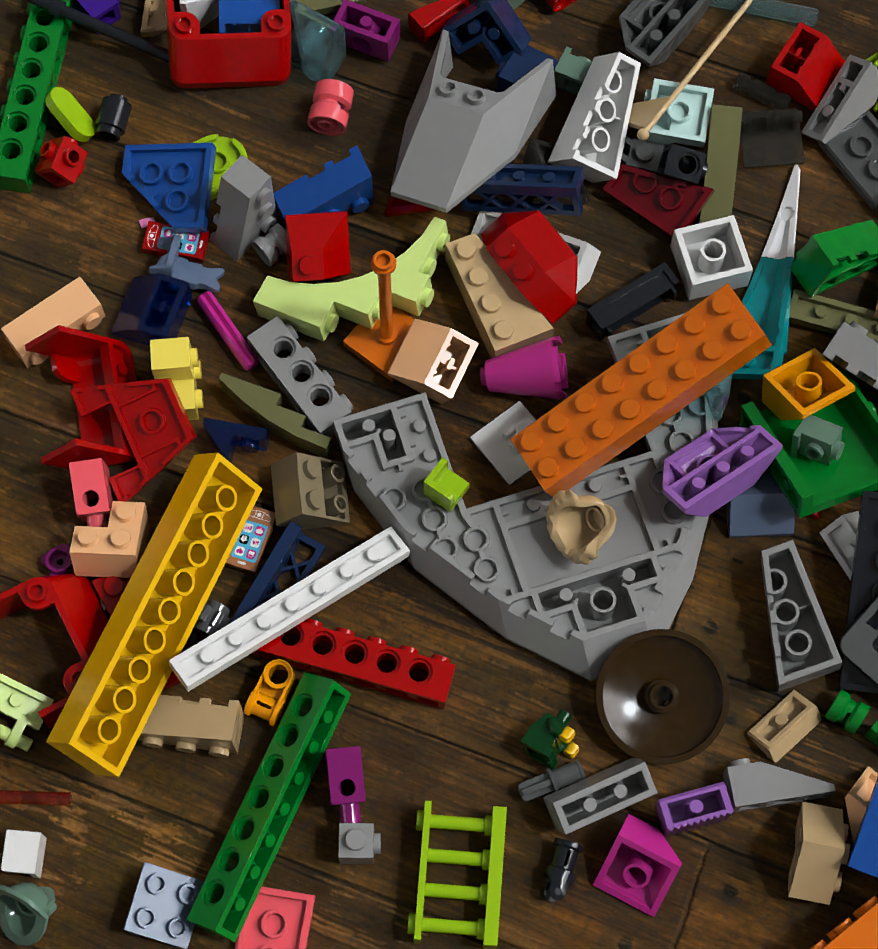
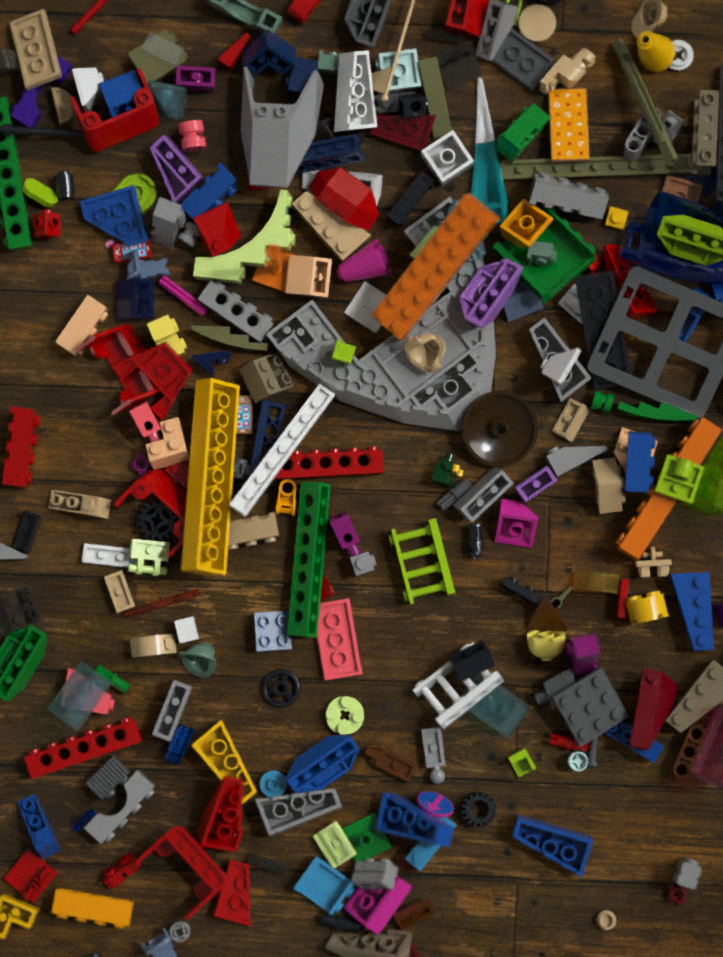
camera: 20 degrees left, 15 degrees up
(42, 669) = (149, 518): none -> black gear
(281, 868) = (326, 590): none -> red slope
(287, 144) = (178, 172): none -> medium lavender wedge
(799, 619) = (560, 365): none -> white slope

